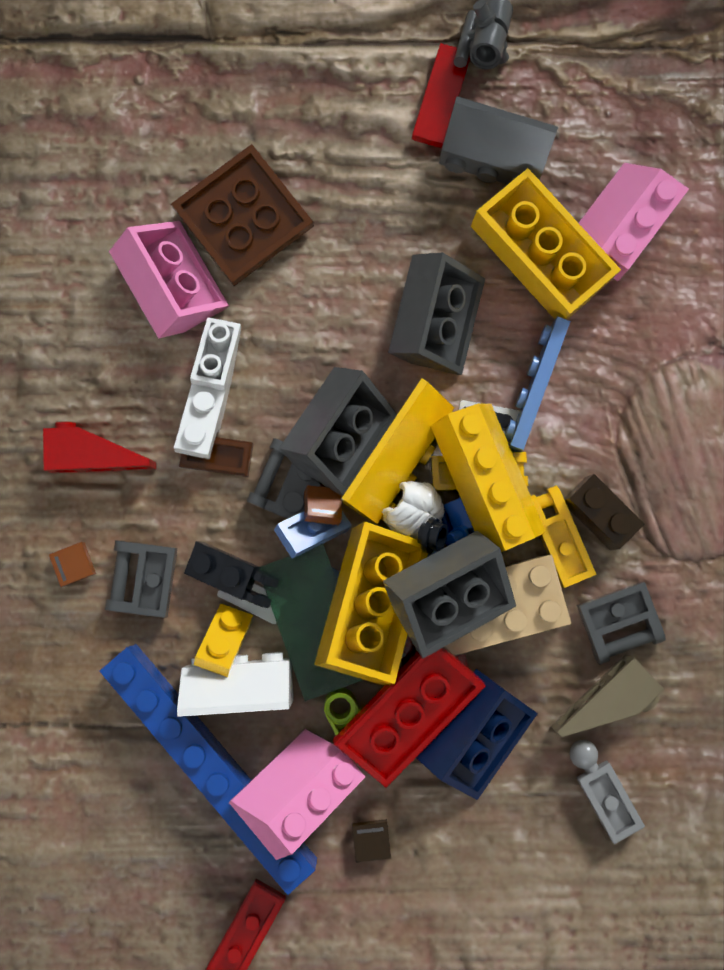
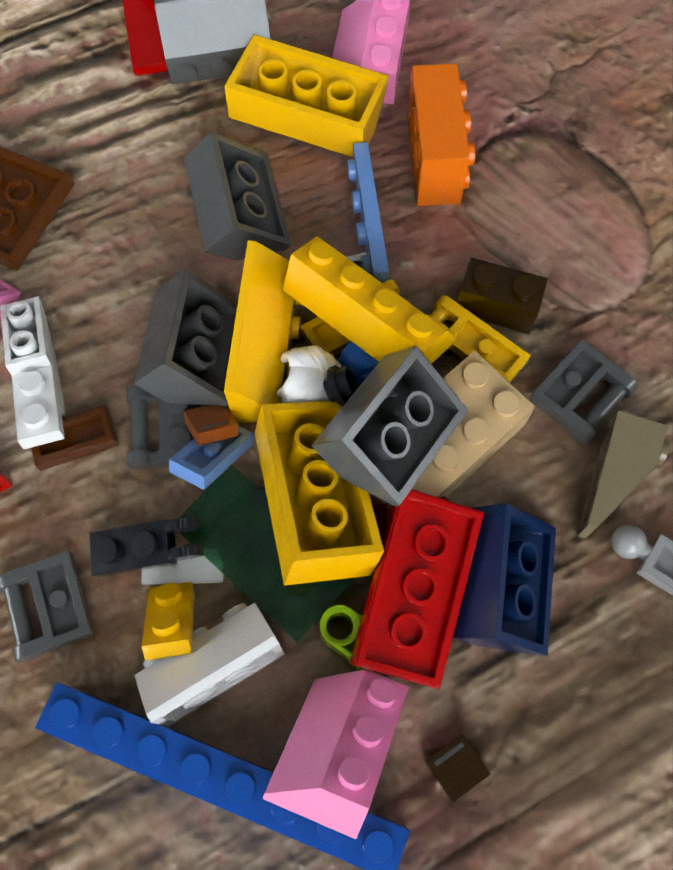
camera: 25 degrees left, 15 degrees down
(633, 344) = (439, 134): none -> orange brick

